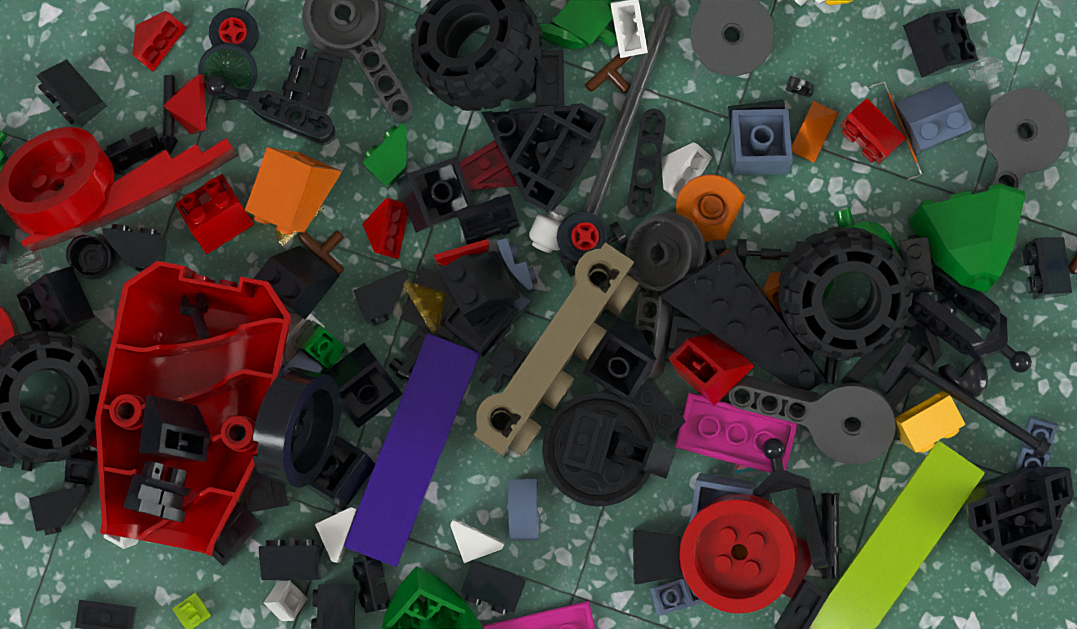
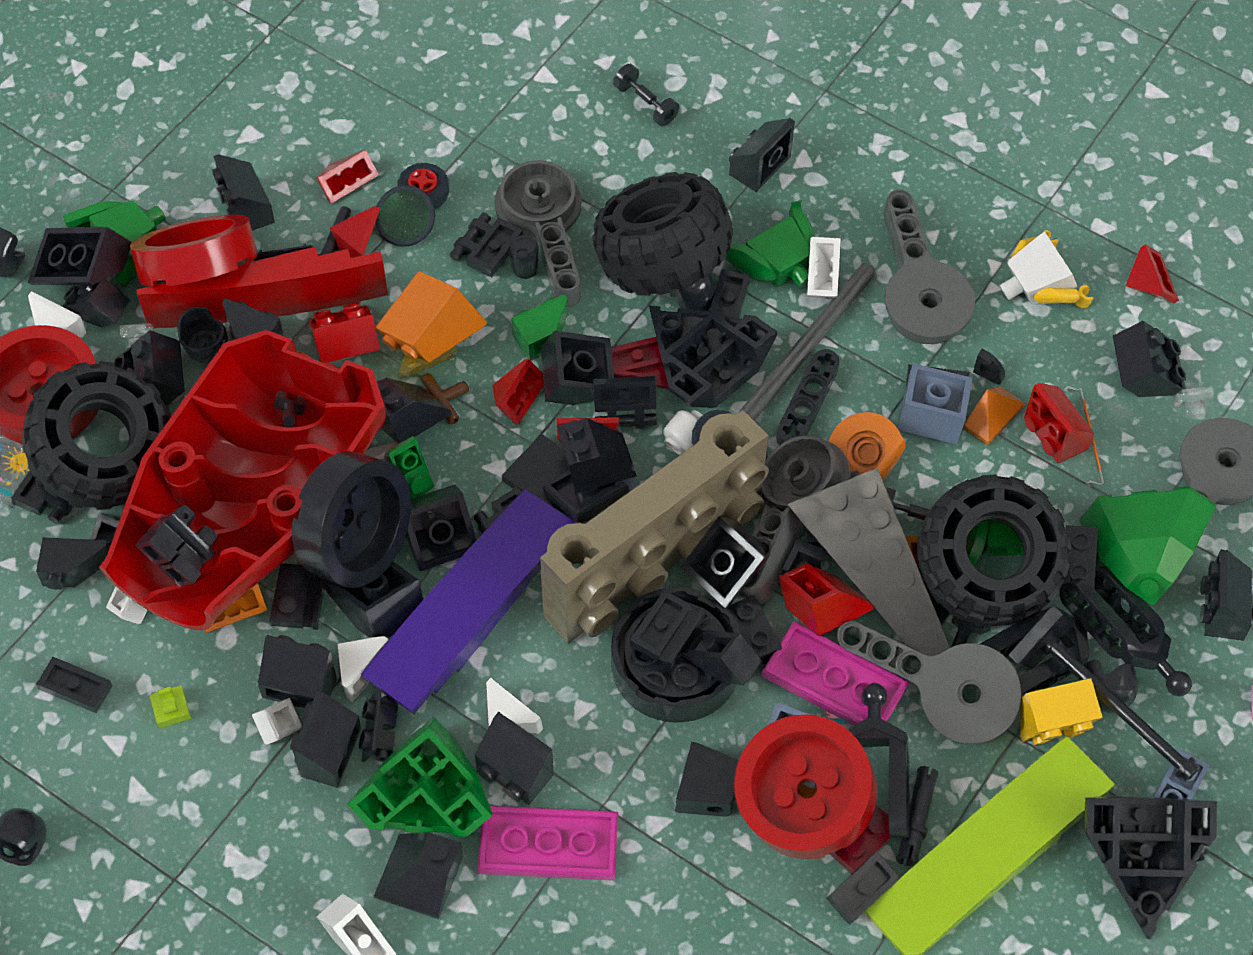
camera: 20 degrees right, 25 degrees down
(174, 430) = (217, 491): black slope -> none
(235, 534) = (241, 631): black plate -> none
(257, 101) = (429, 248): black piece -> none
(352, 88) = (524, 256): none -> black piece
(381, 297) = (490, 448): black slope -> none
(428, 303) = (535, 463): clear yellow slope -> none
(522, 274) = (640, 455): sand blue slope -> none
(523, 509) = (573, 695): sand blue slope -> none
(609, 71) = (794, 311): reddish brown piece -> none
(673, 596) = (724, 835): sand blue slope -> none
(683, 166) = (845, 405): white slope -> none
(933, 117) = (1128, 433): sand blue slope -> none

